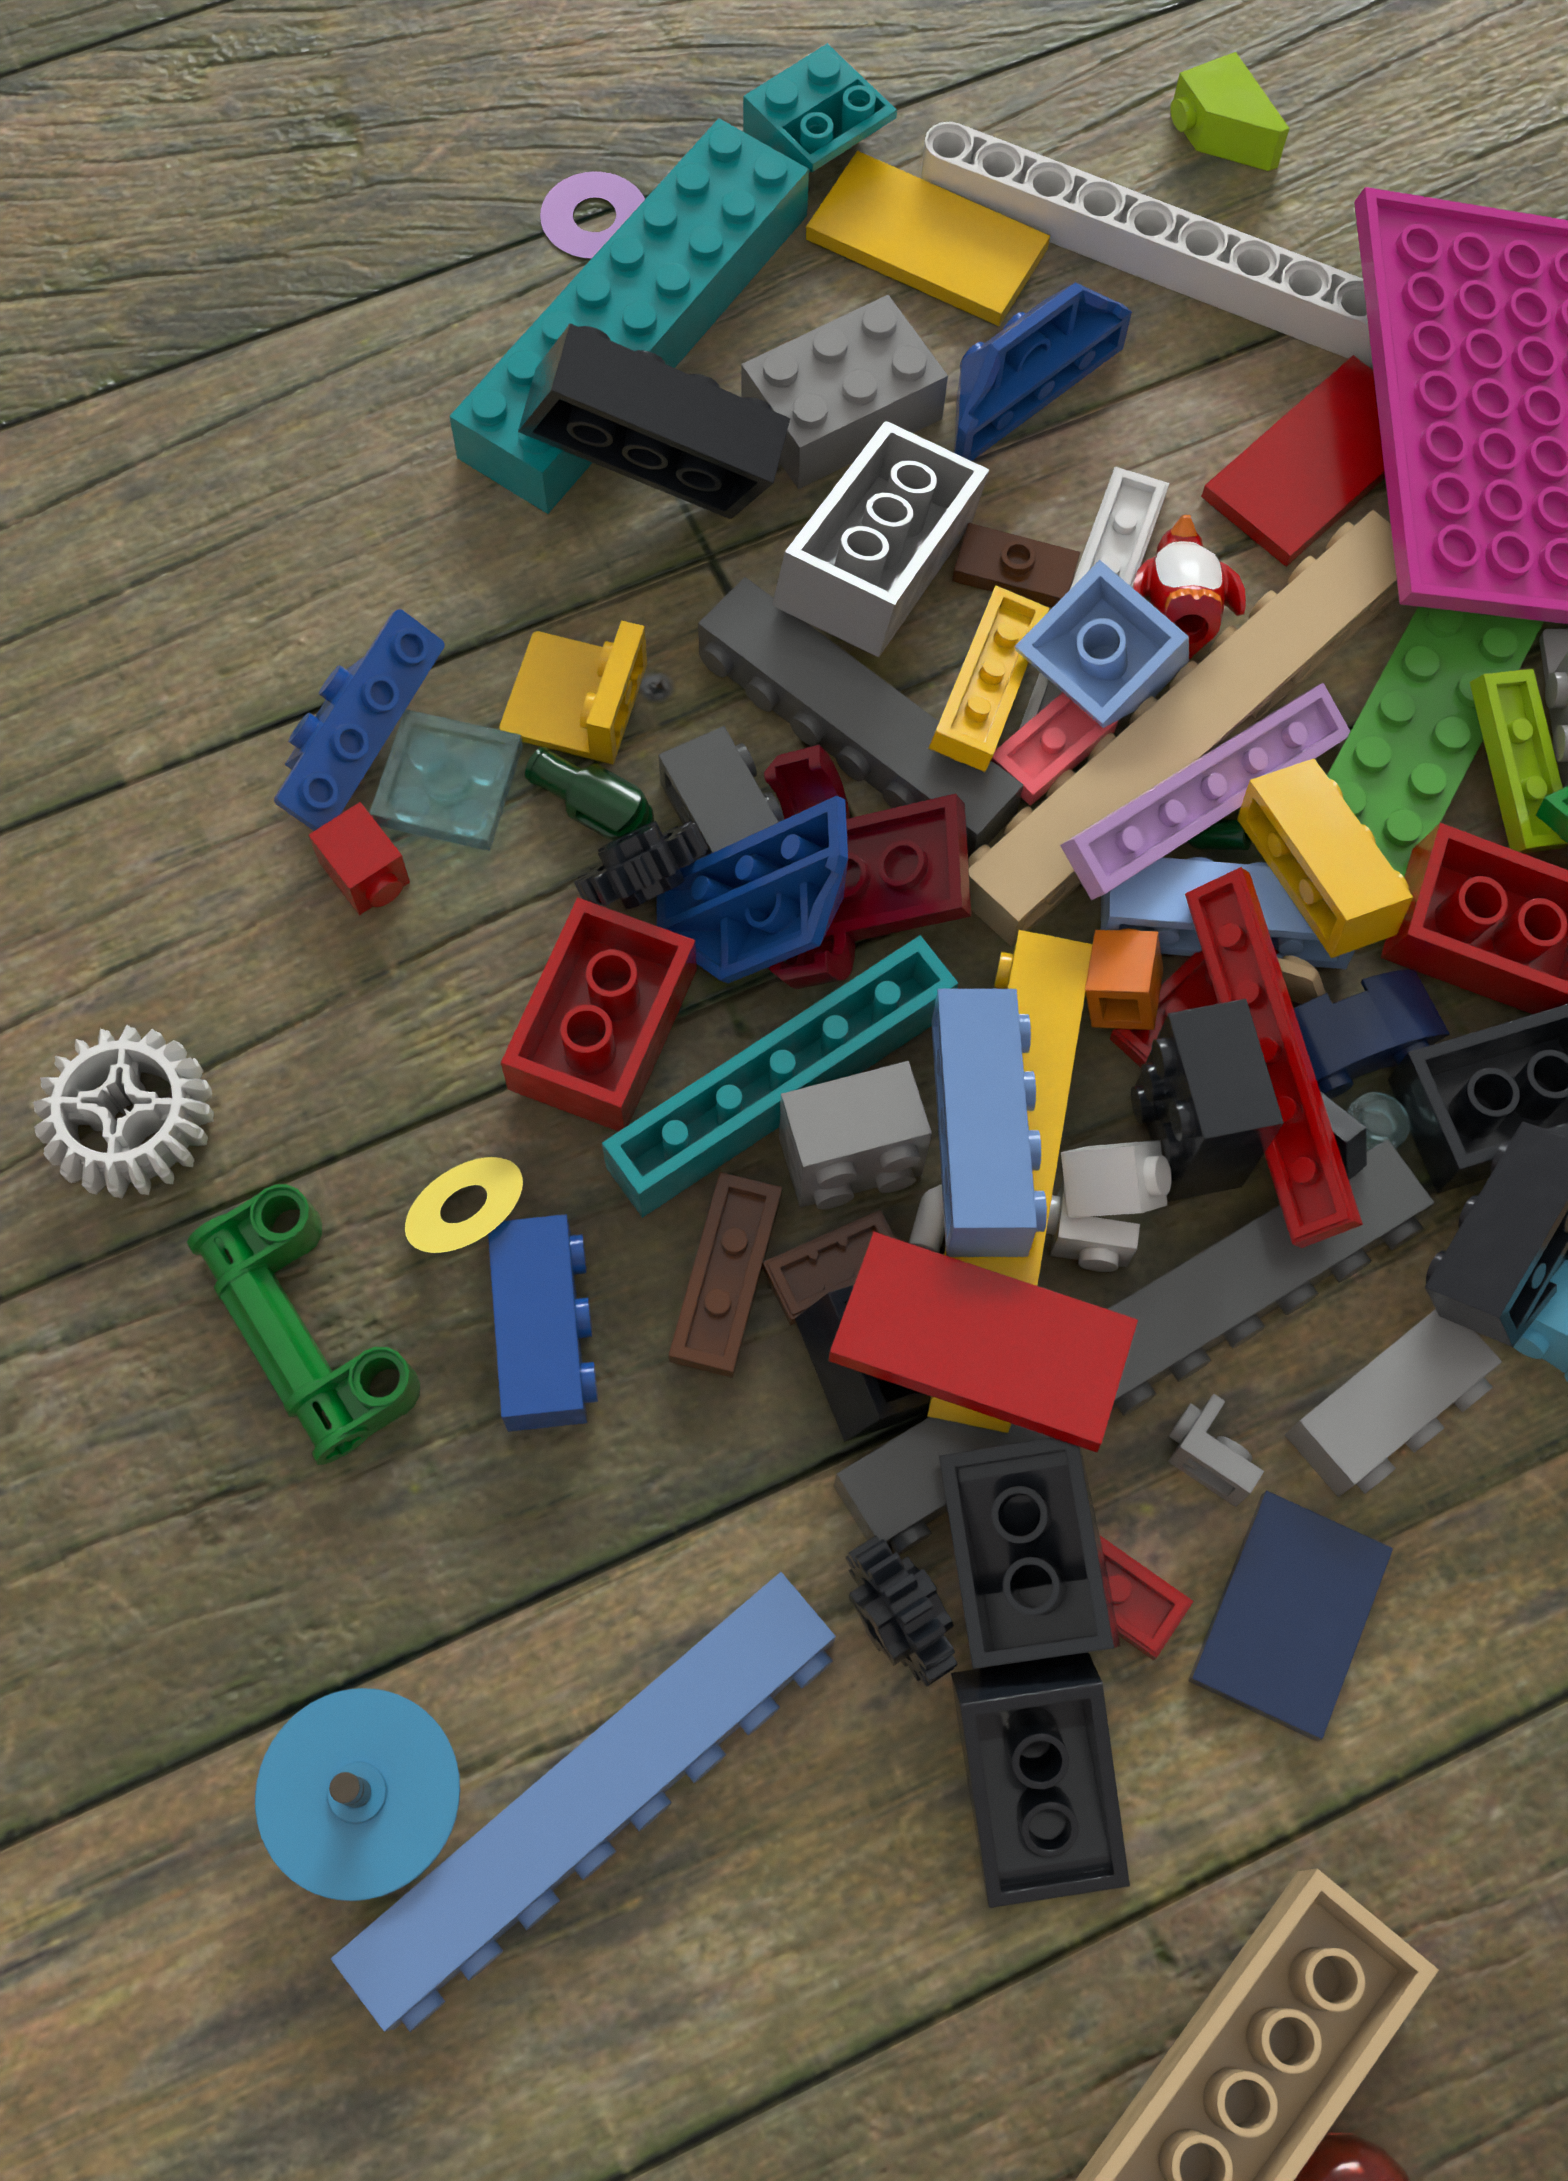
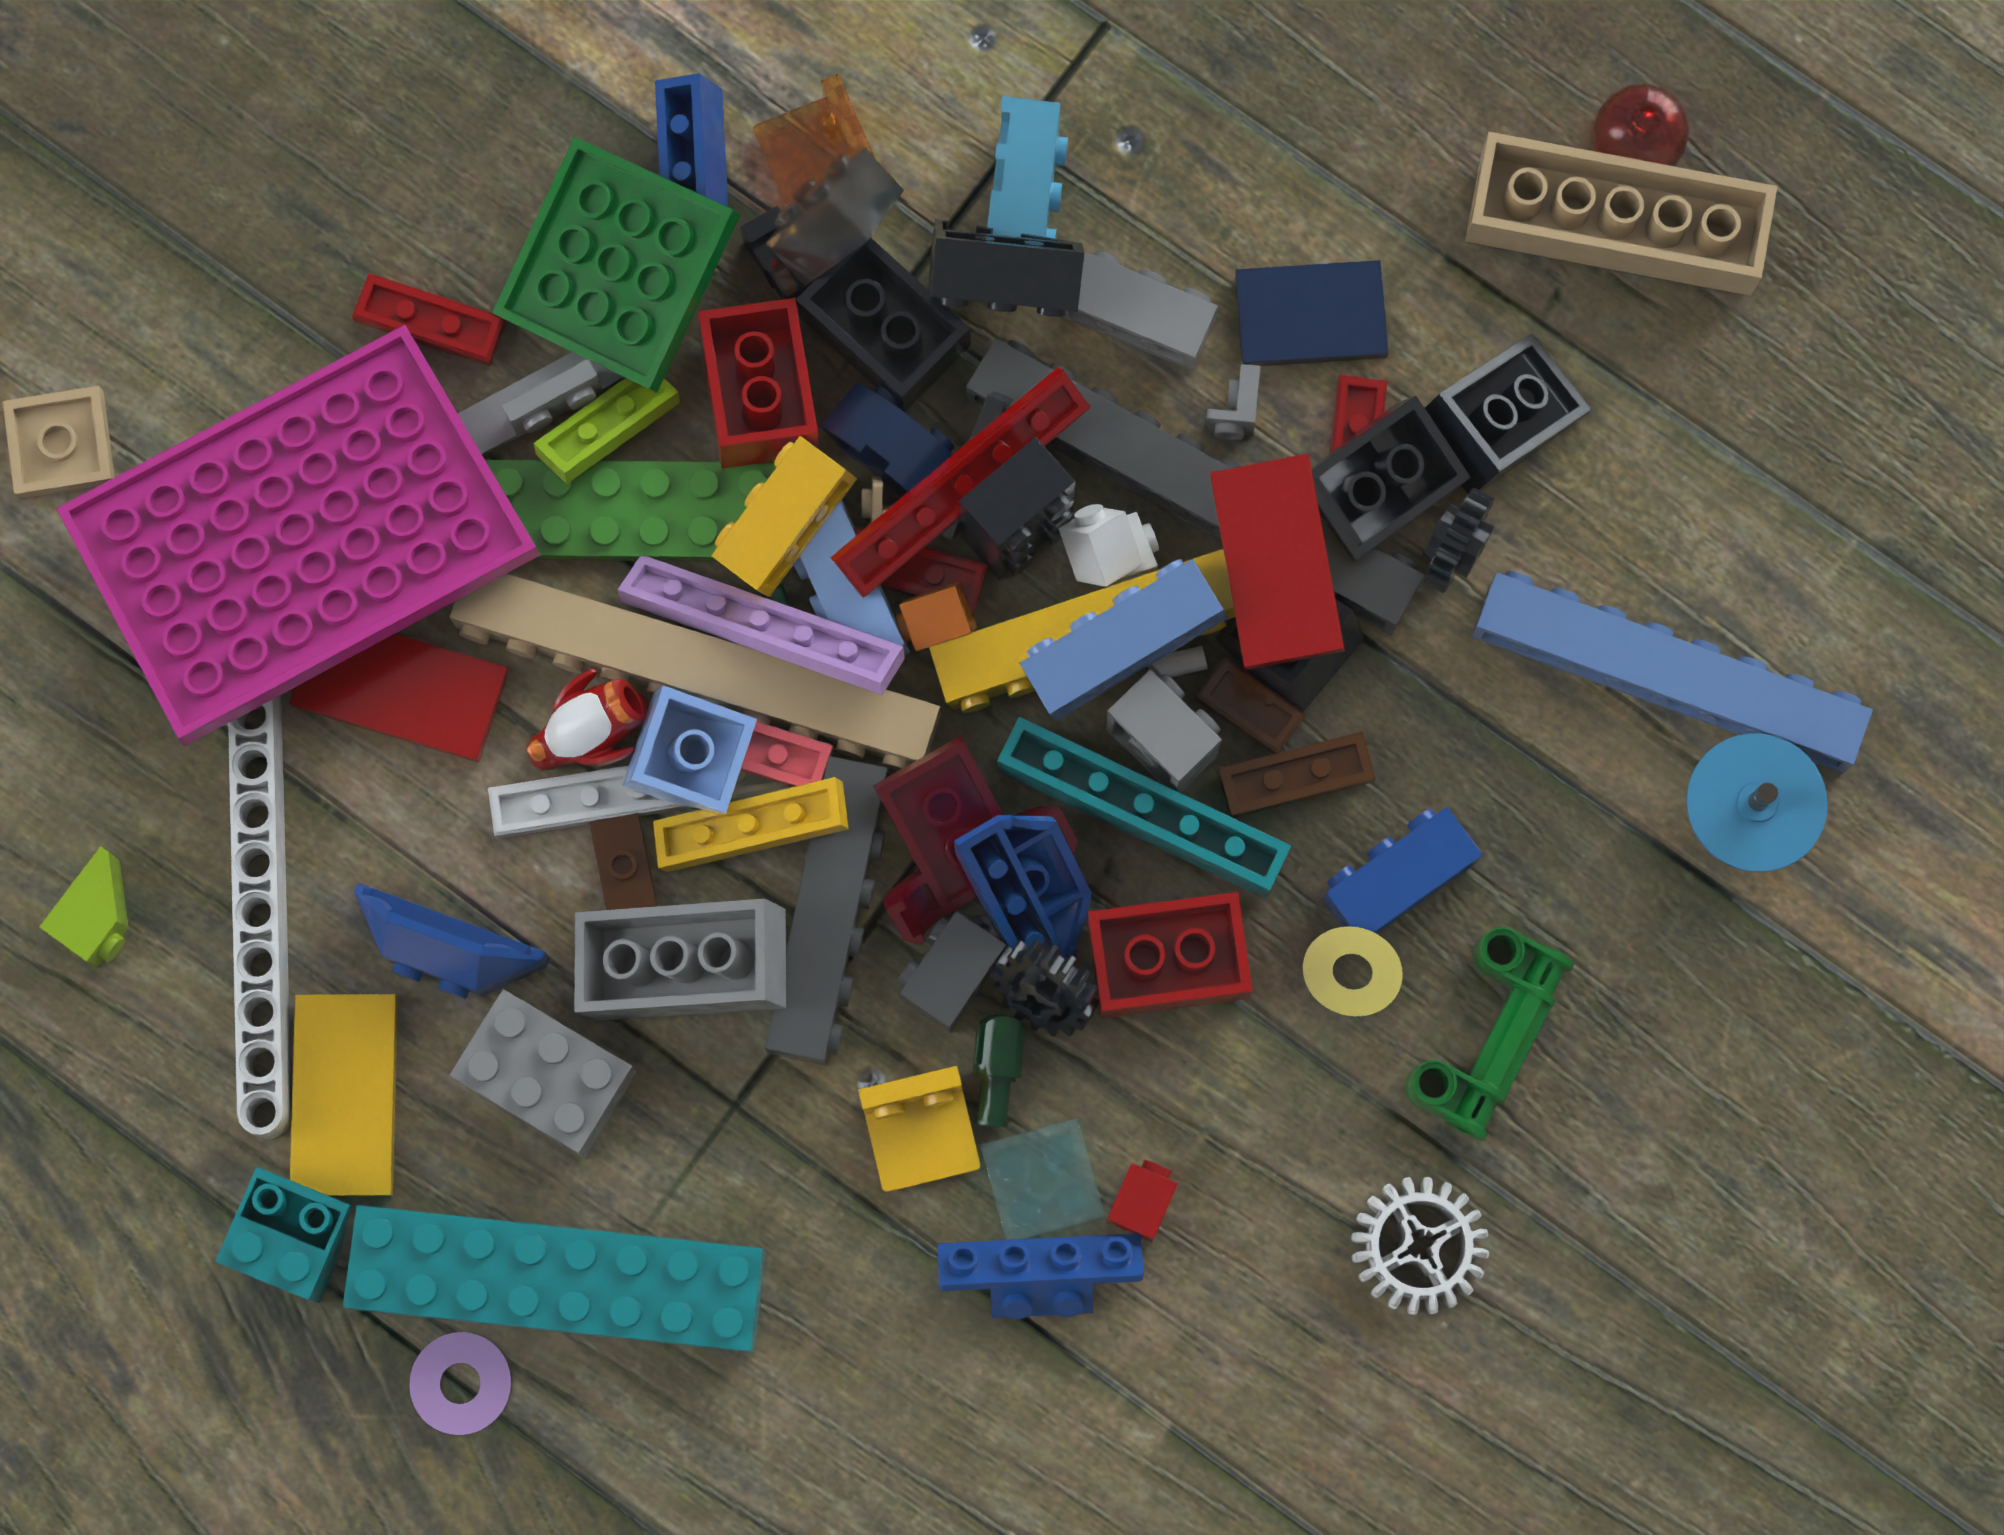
camera: 115 degrees left, 10 degrees up
(653, 422) = (687, 1175): black brick -> none
(1382, 1117) = (943, 405): clear light blue plate -> none

